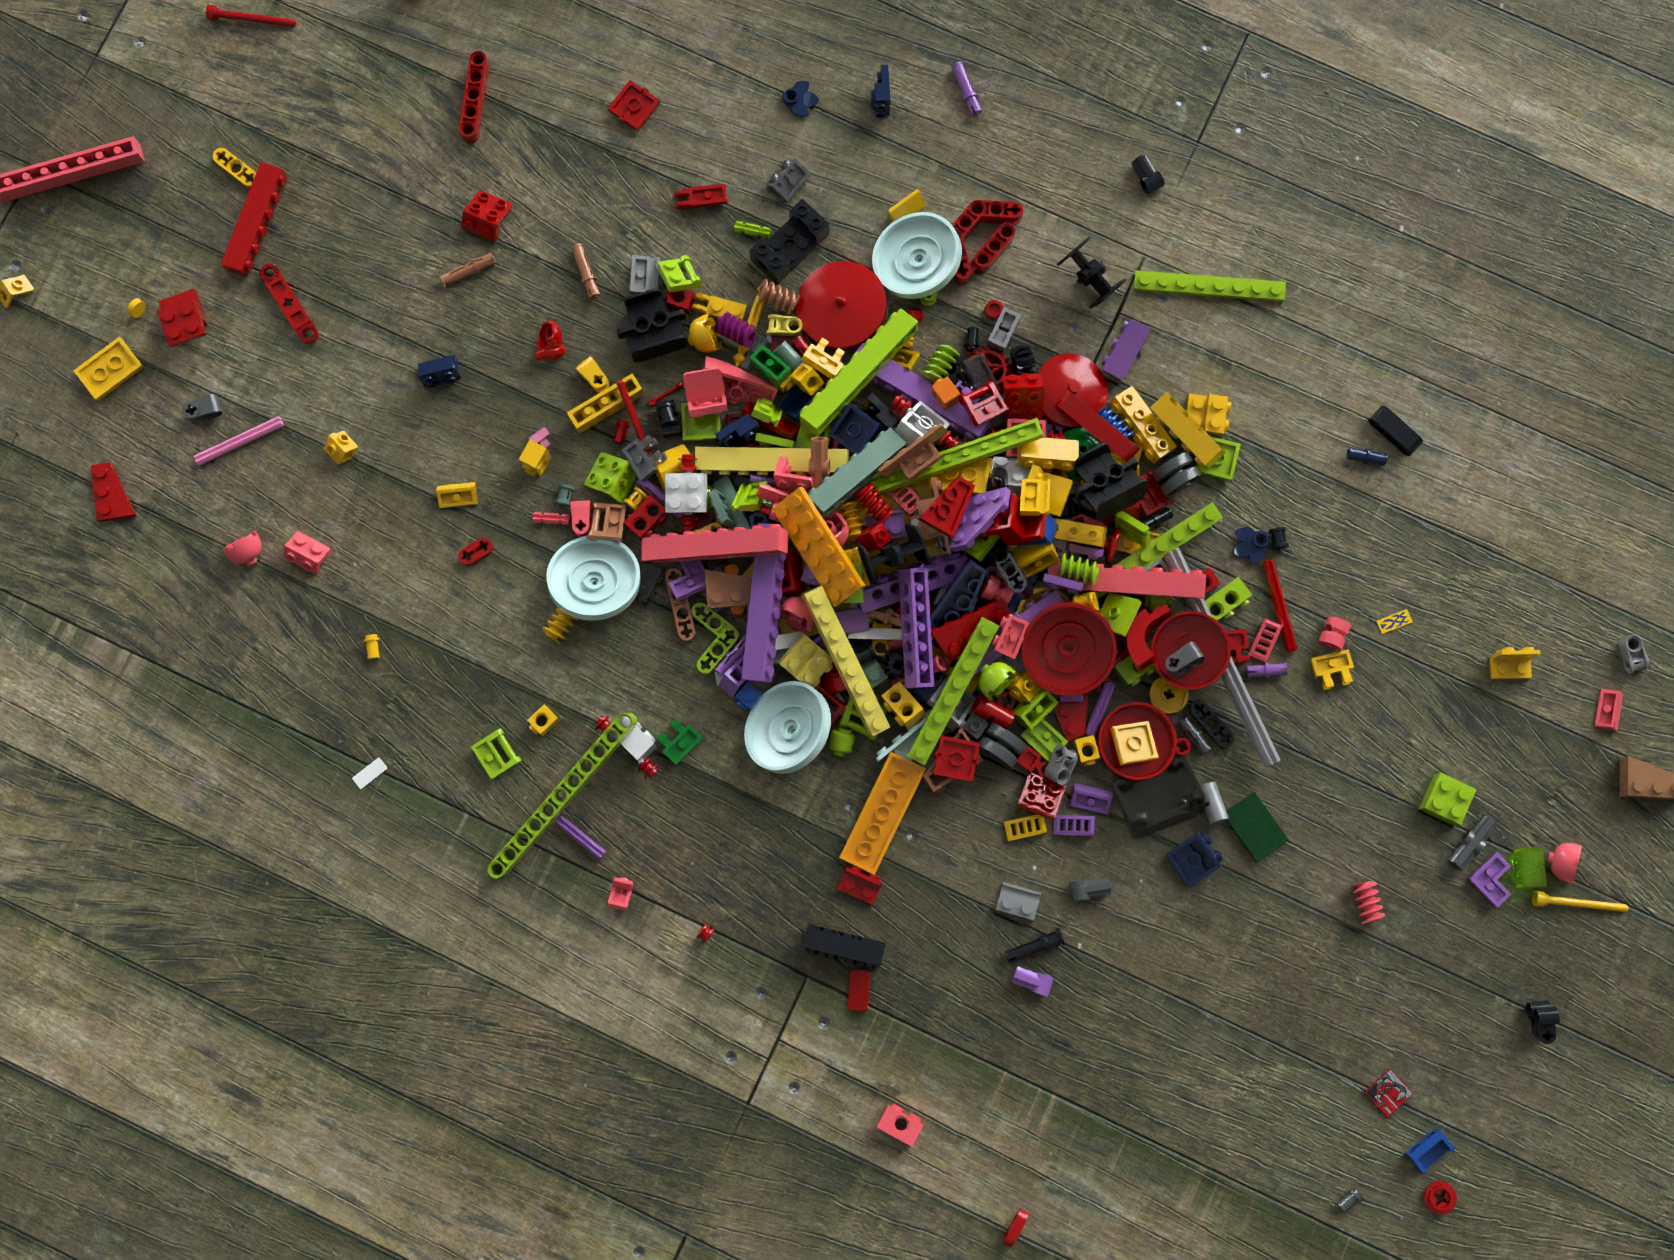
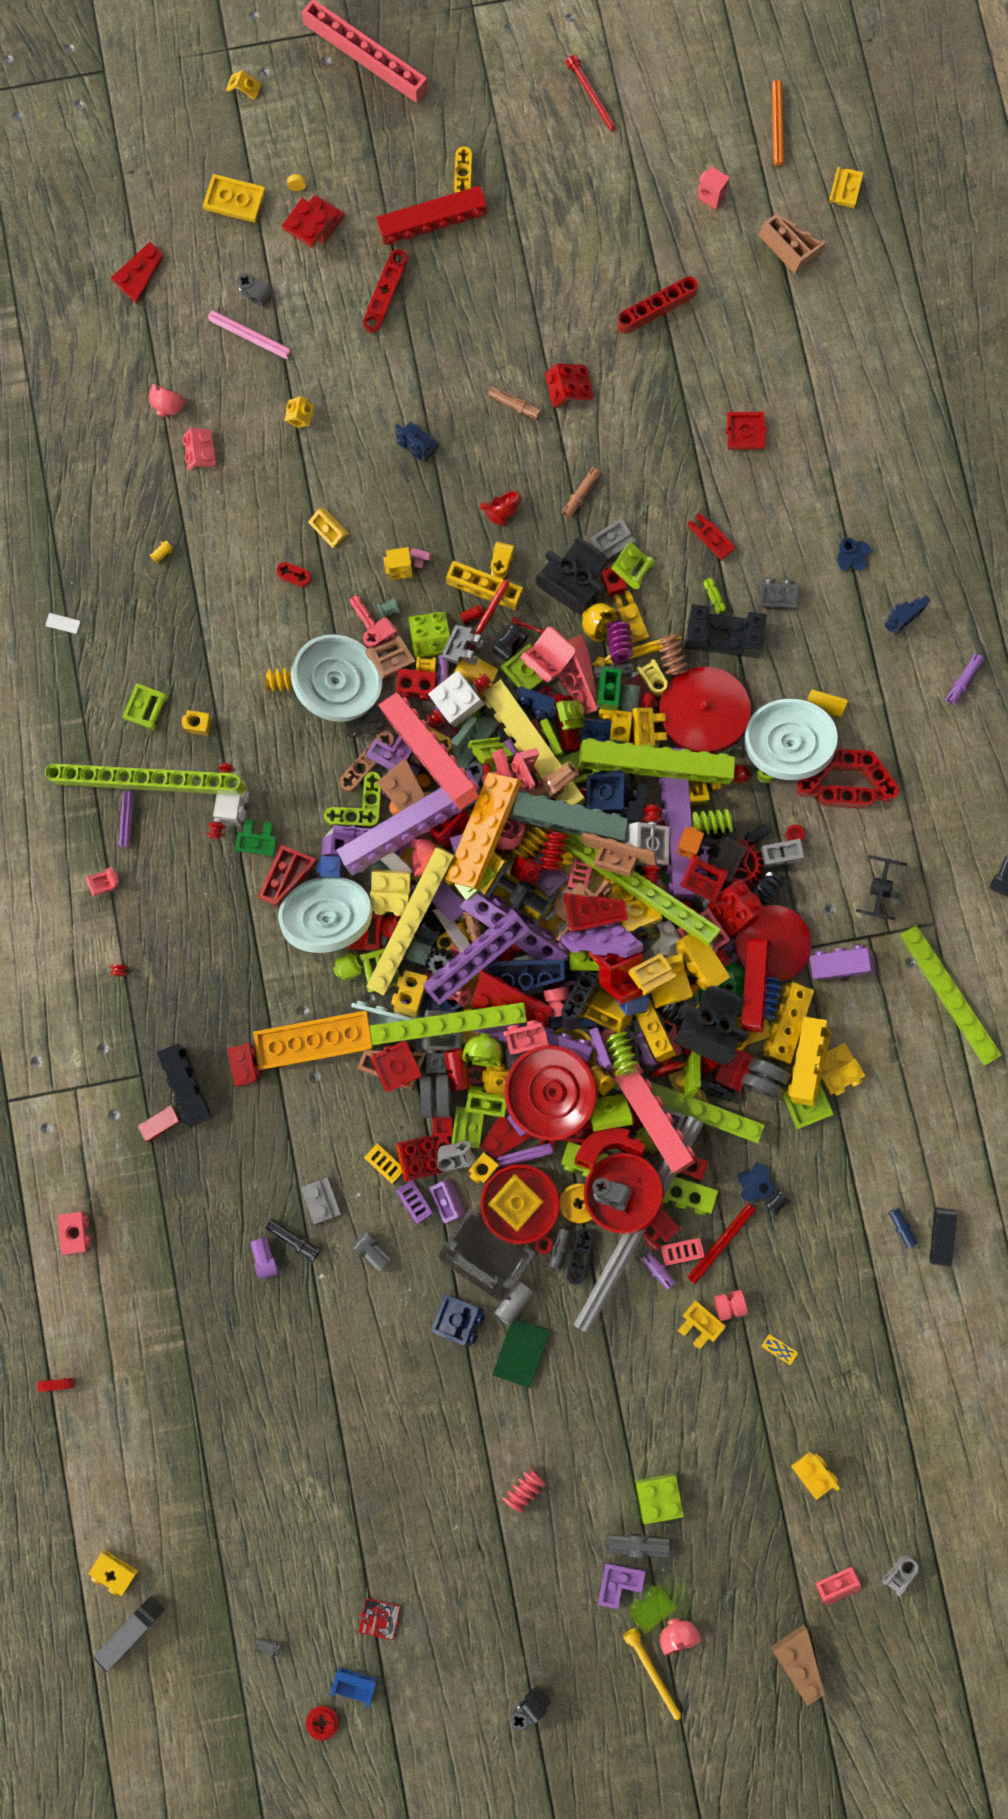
camera: 55 degrees right, 0 degrees up
(728, 737) = (285, 875): none -> red wedge

